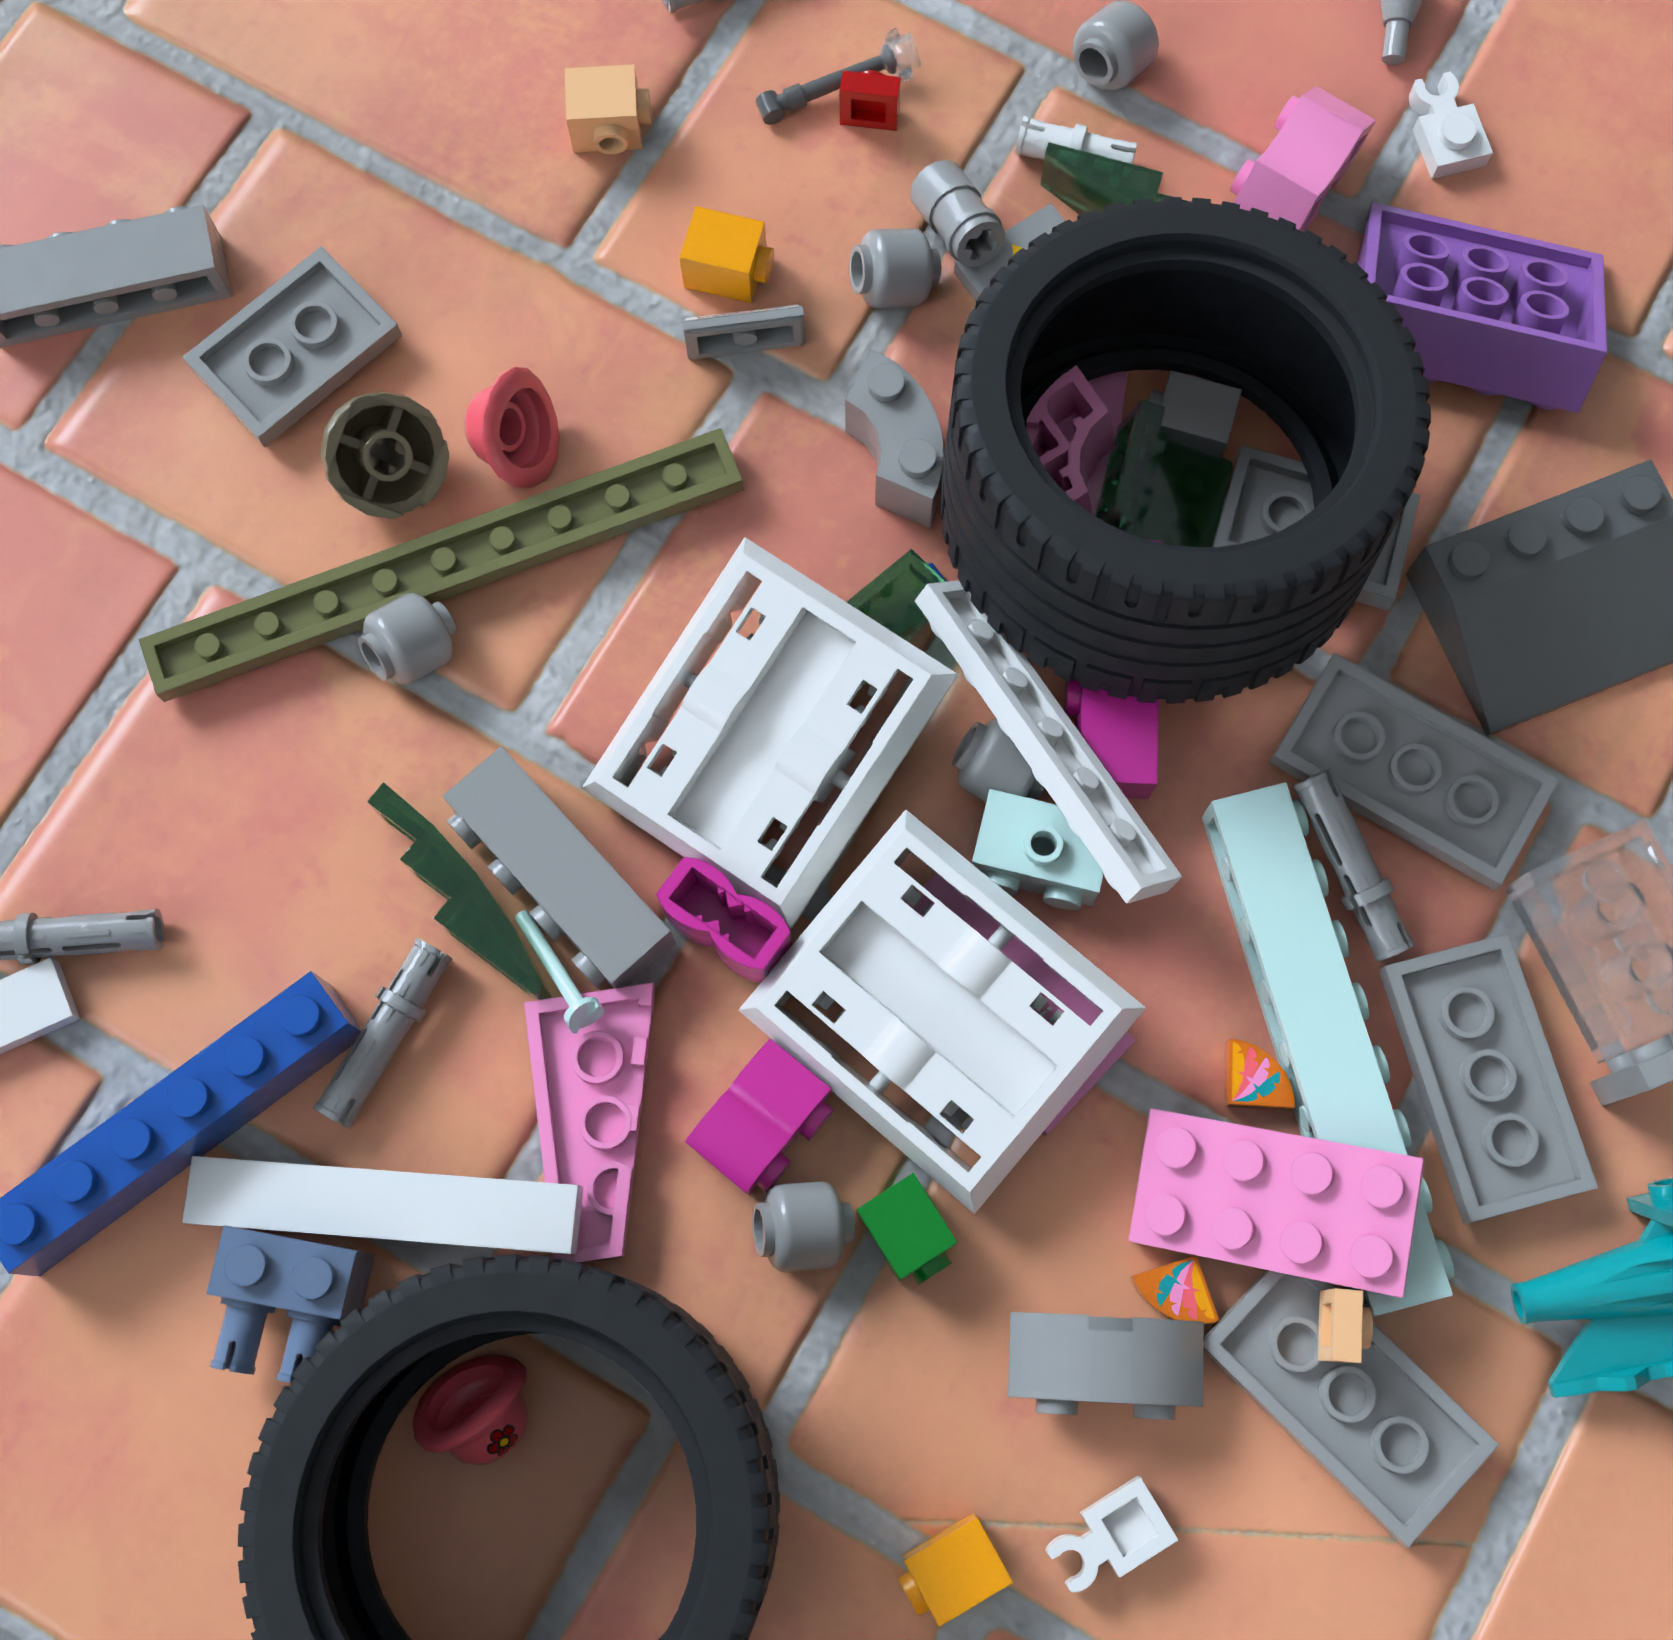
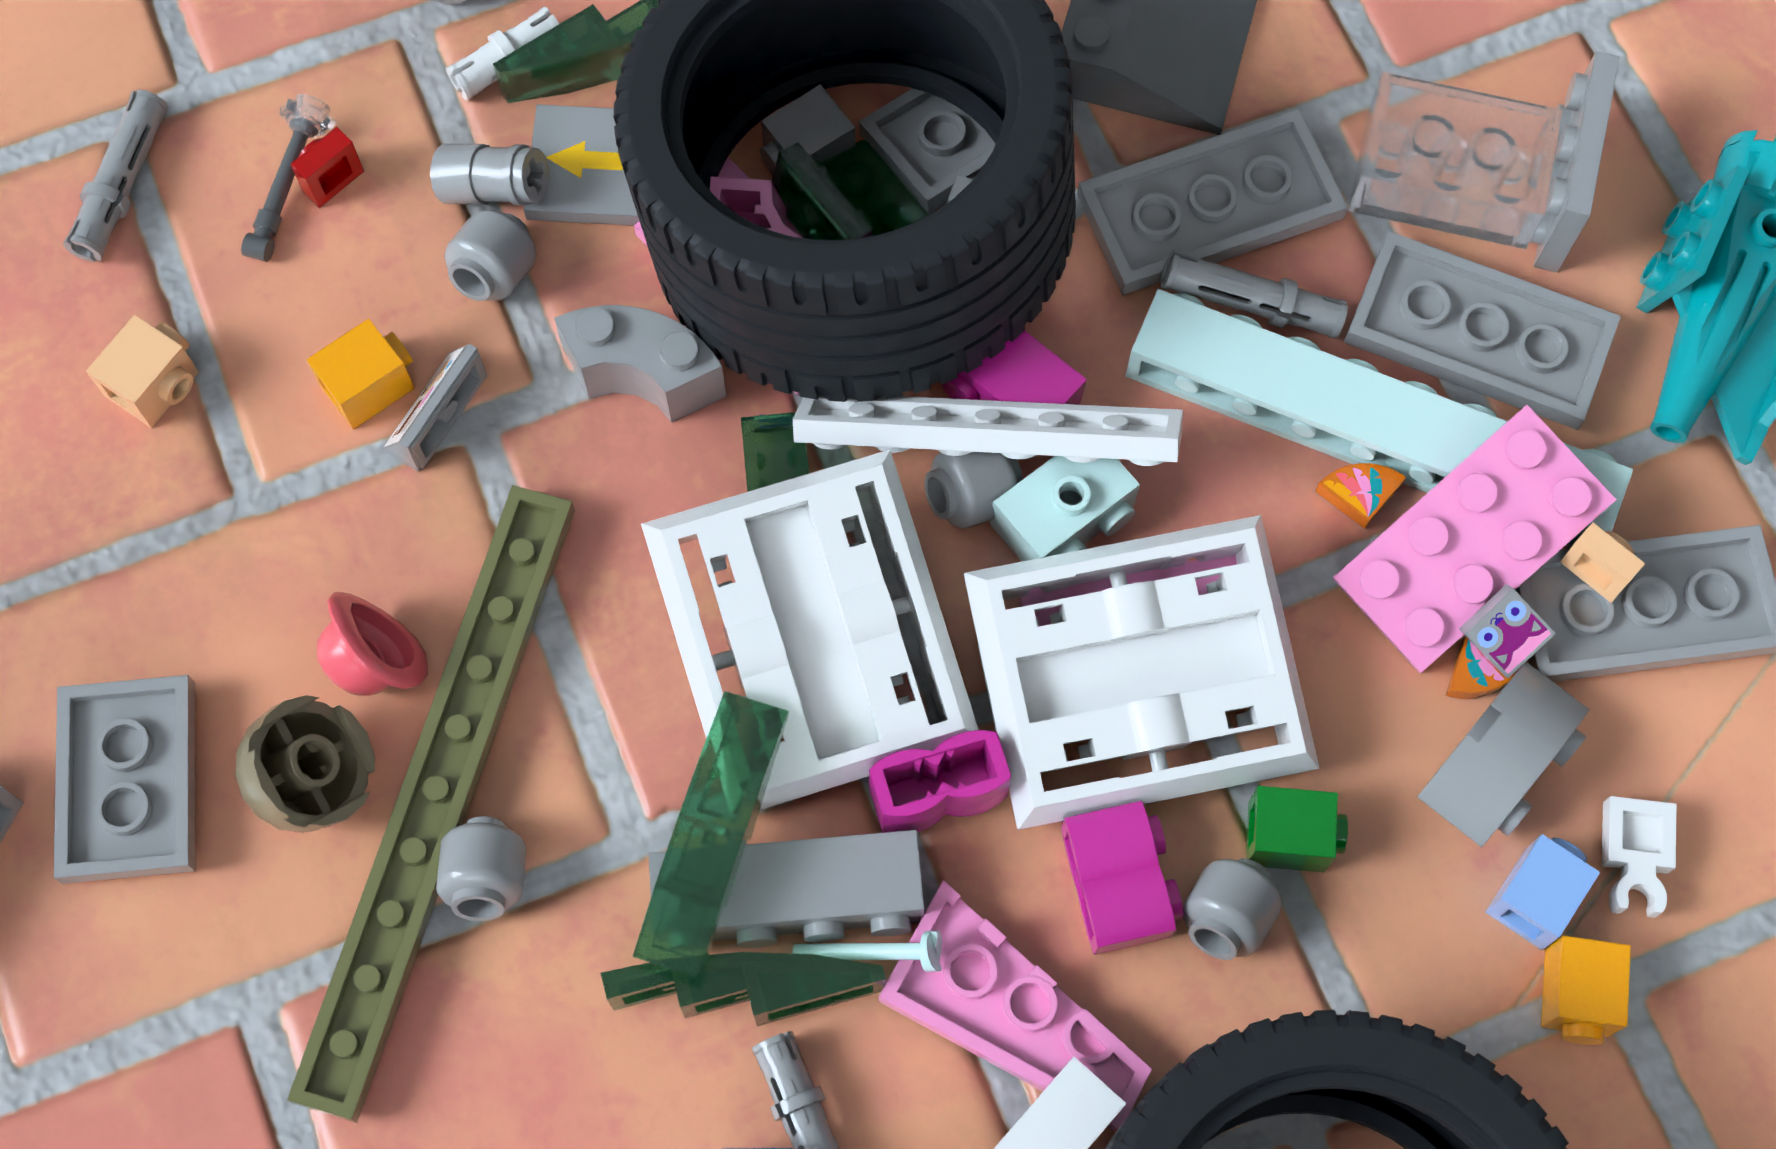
camera: 55 degrees left, 5 degrees down
(543, 776) = (711, 834): none -> clear green slope
(1015, 1476) = (1543, 890): none -> light blue brick
(1214, 1286) = (1507, 631): none -> tile

